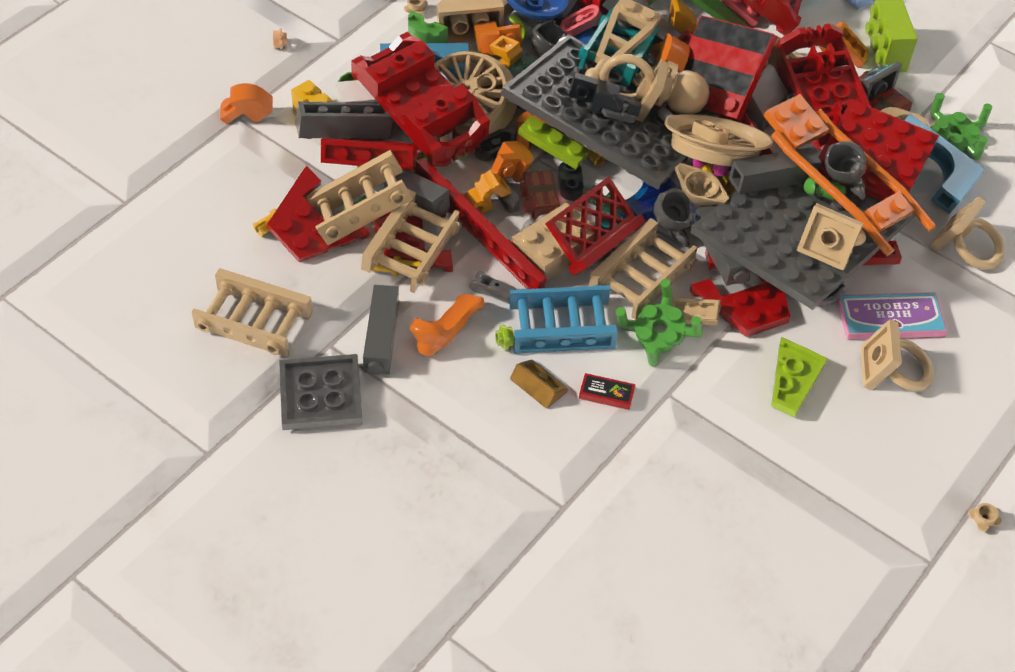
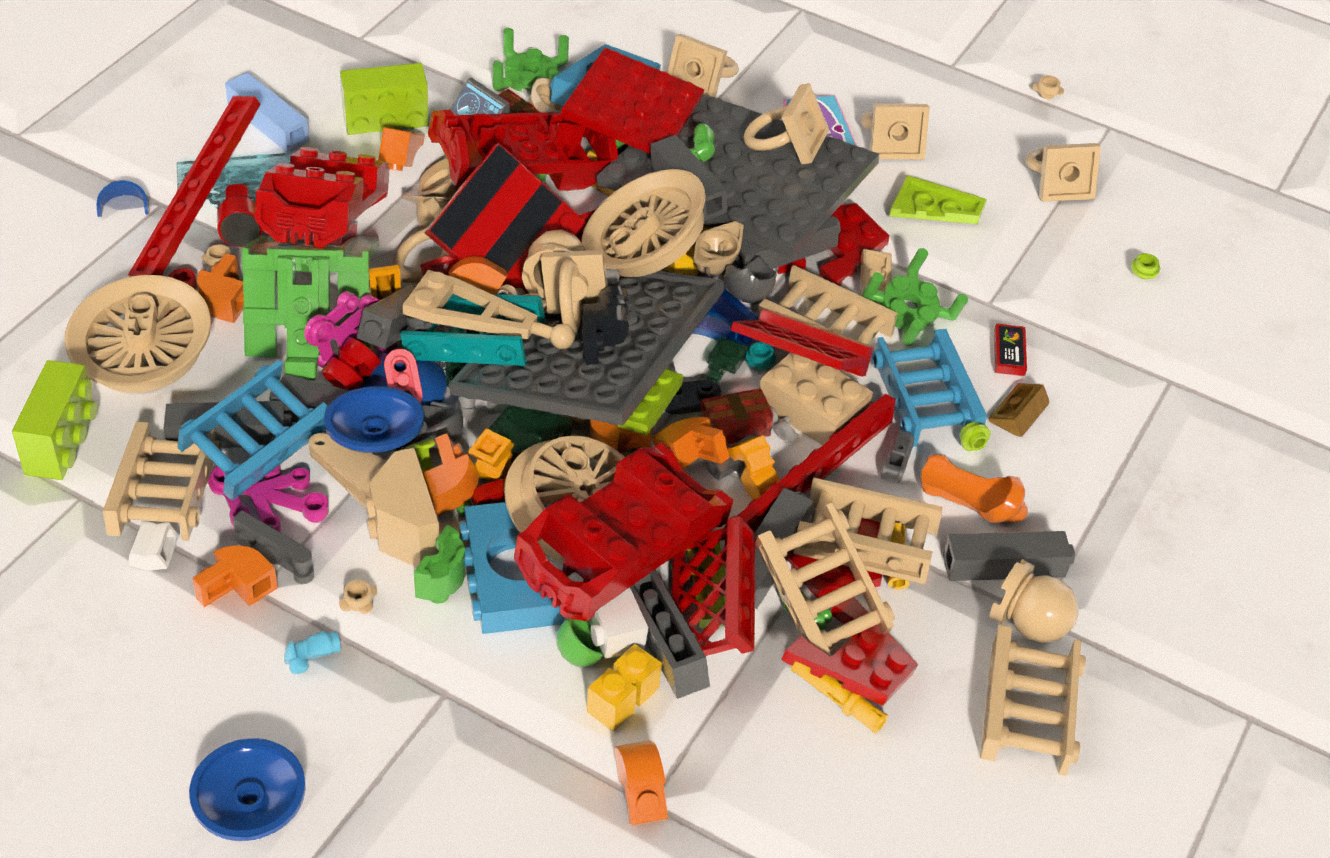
camera: 100 degrees left, 5 degrees down
(279, 39) = (466, 769): light nougat plate -> none
(320, 392) = (1125, 608): flat silver plate -> none
(324, 322) = (1039, 605): none -> tan tile
(711, 519) = (1146, 266): none -> lime plate
(799, 125) = (632, 145): orange plate -> none
(831, 482) = (1066, 171): none -> tan tile
(846, 165) = (683, 112): dark grey hair -> none

